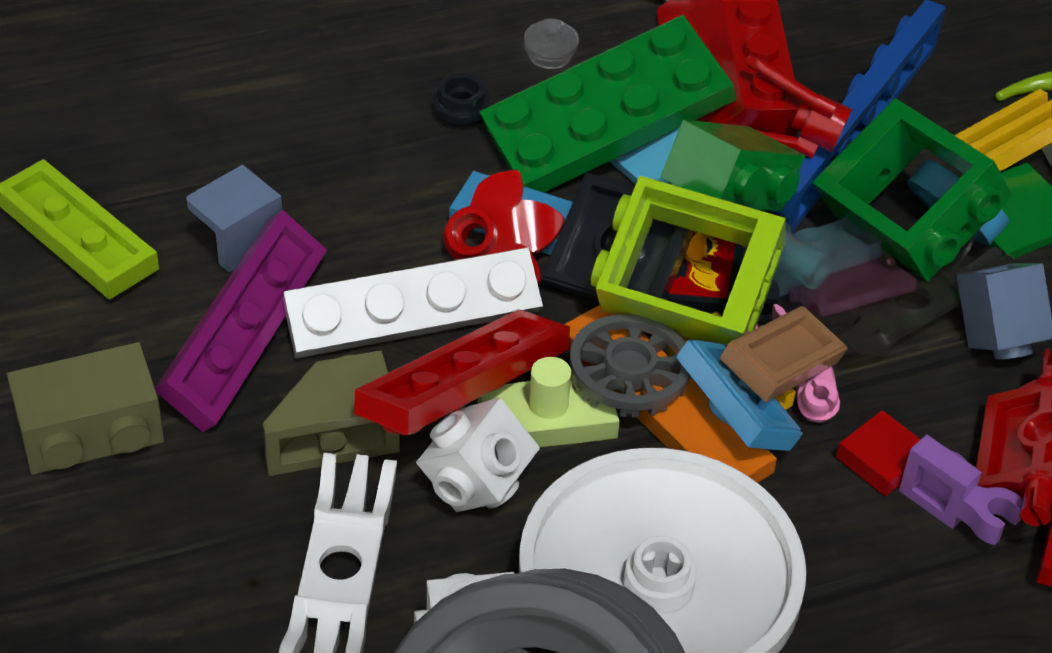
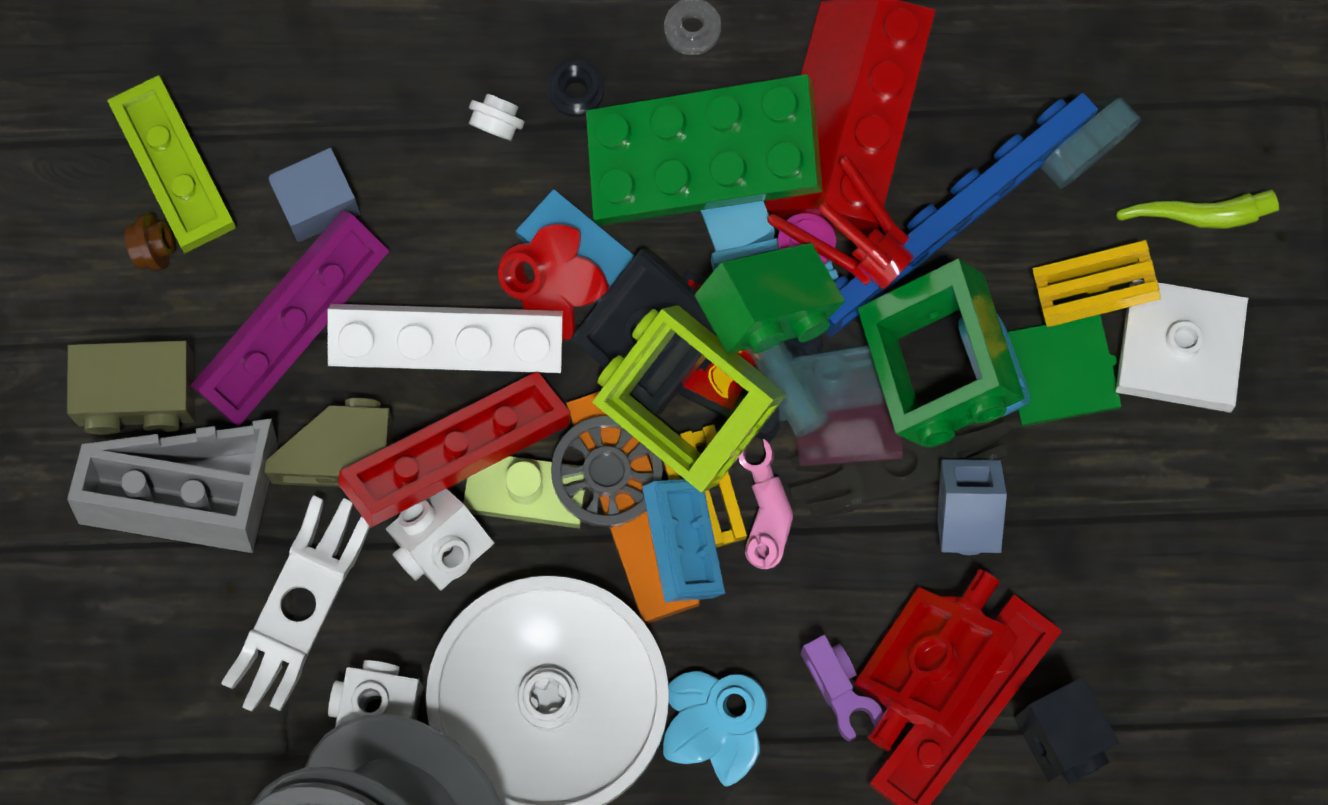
camera: 20 degrees right, 30 degrees up
(71, 290) = (149, 243): none -> reddish brown plate
(162, 479) = (178, 487): none -> light grey wedge
(394, 131) = (495, 117): none -> white plate
(783, 353) = (740, 508): medium nougat tile -> none
(852, 570) = (707, 727): none -> medium azure plate
(878, 452) = (799, 617): red tile -> none
(947, 45) = (1090, 143): none -> clear light blue beam

